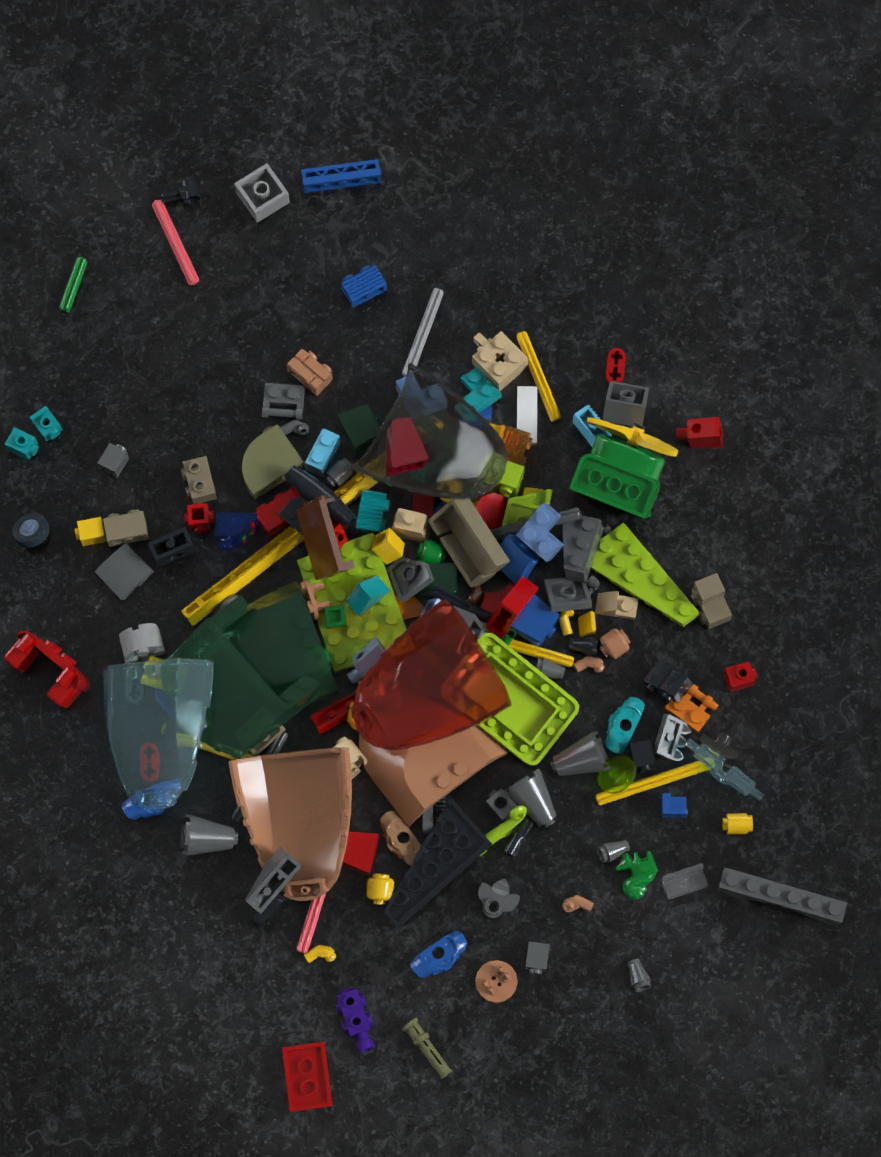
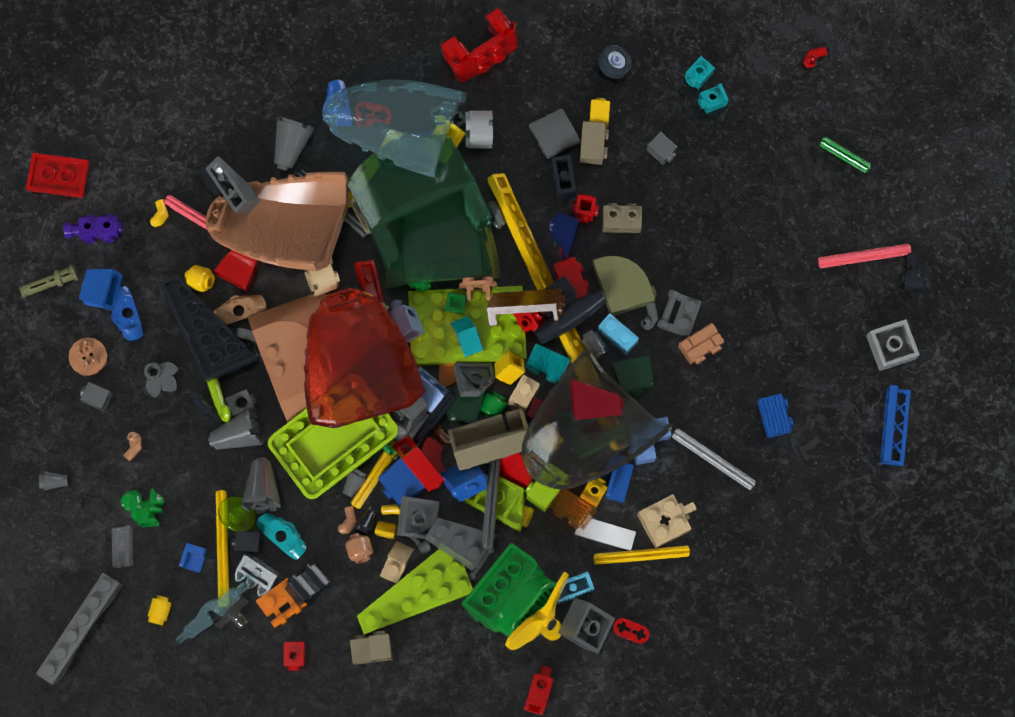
camera: 100 degrees right, 5 degrees up
(420, 988) = (100, 288): none -> blue torso
(482, 390) = (635, 496): teal plate -> none
(537, 535) = (473, 502): medium blue brick -> none
(610, 851) = (170, 491): dark grey cone -> none

